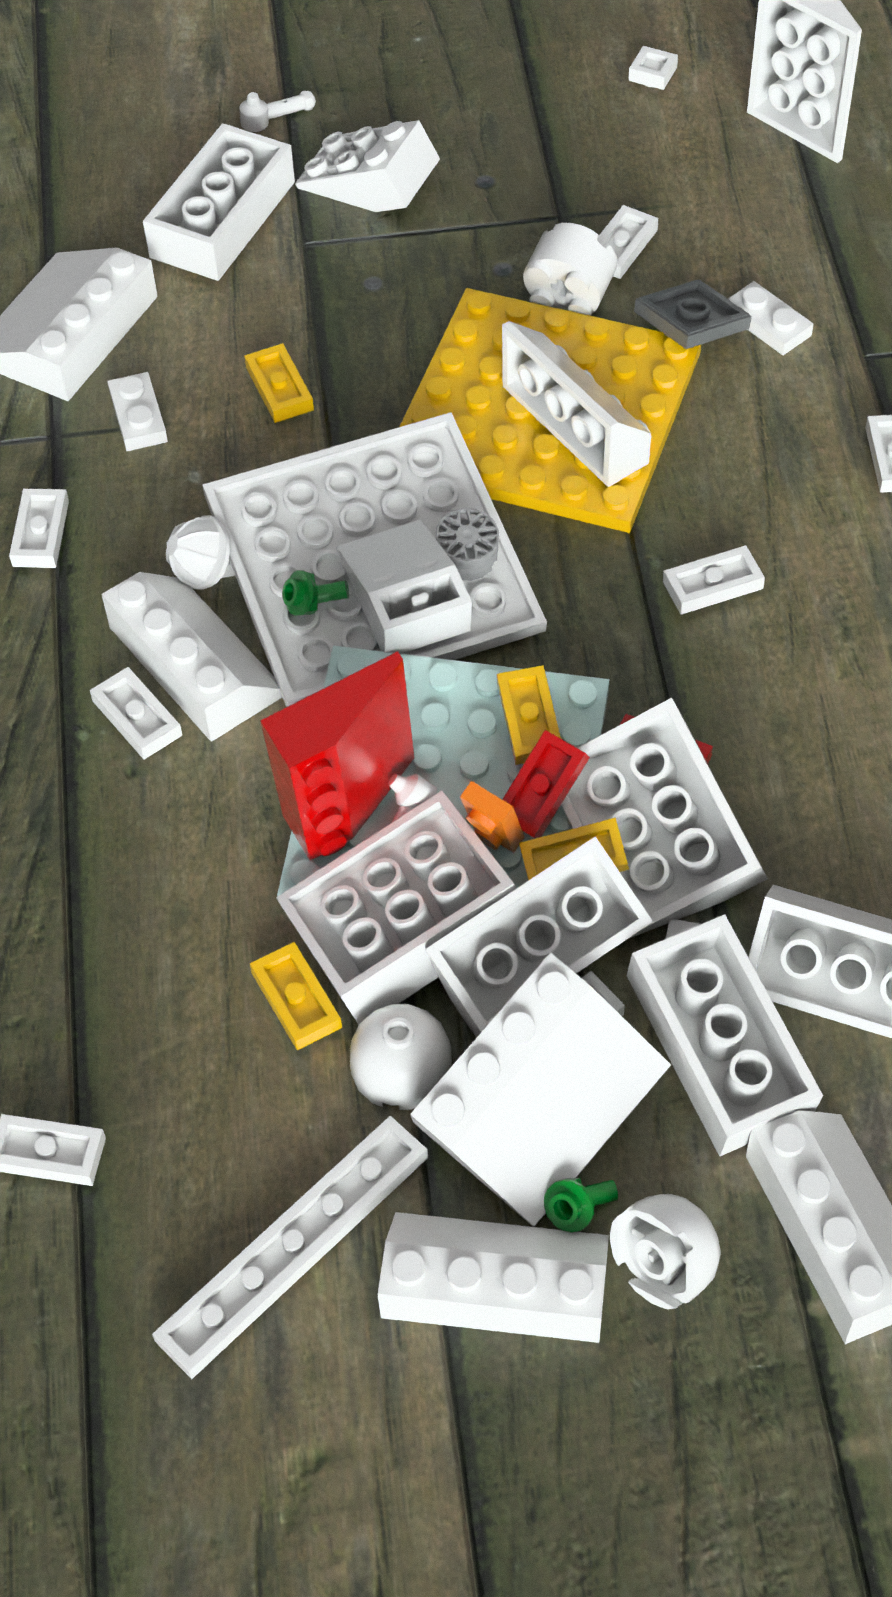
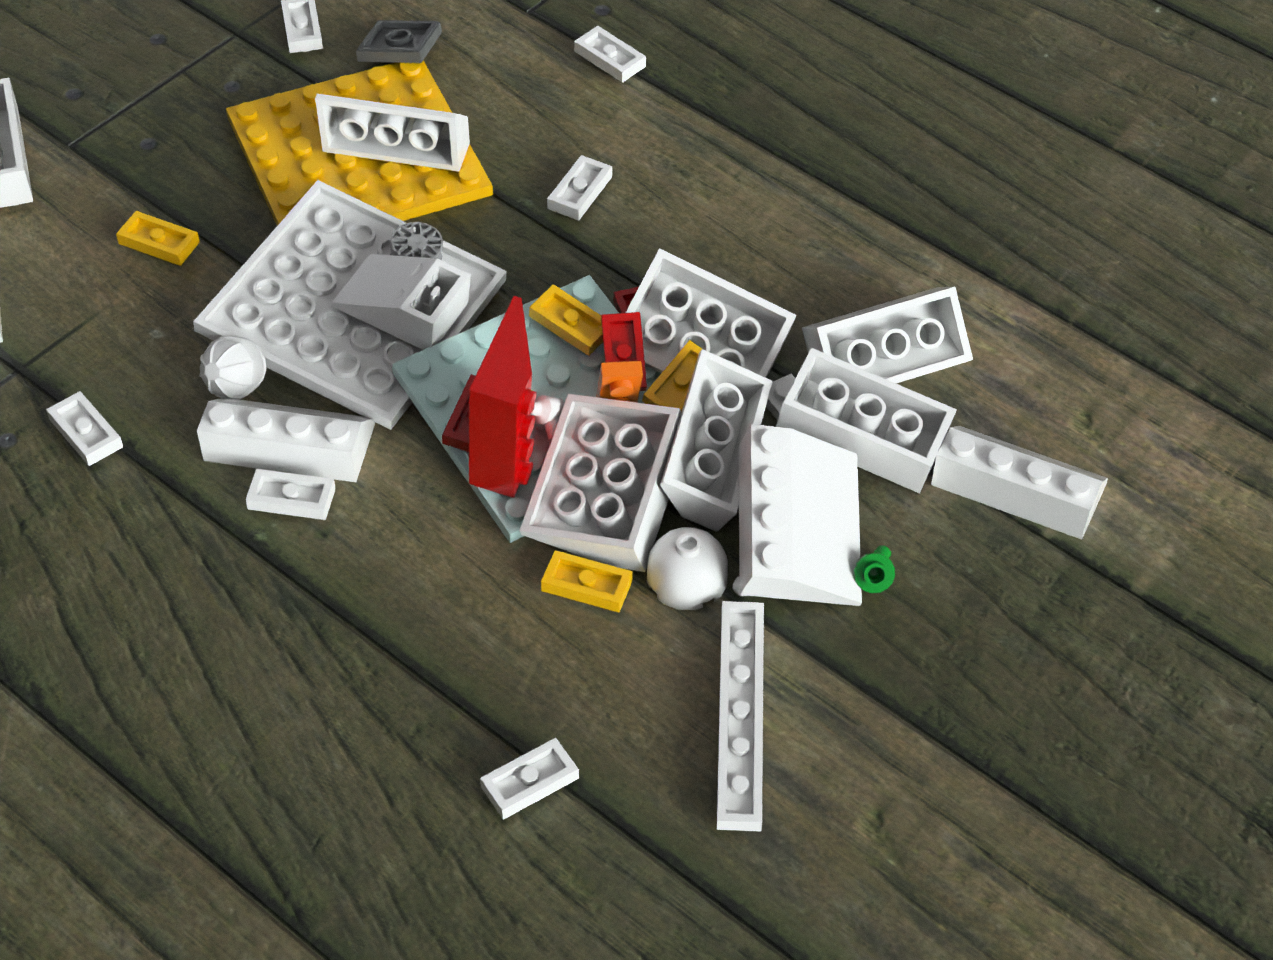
camera: 45 degrees left, 5 degrees down
(137, 411) = (68, 316): white plate -> none
(303, 594) = (338, 344): green plate -> none
(372, 166) = (69, 68): white slope -> none
(493, 1277) = (874, 642): white slope -> none
(570, 269) = (294, 54): white brick -> none
(667, 1249) = (953, 554): white cylinder -> none
(772, 318) = (455, 20): white plate -> none

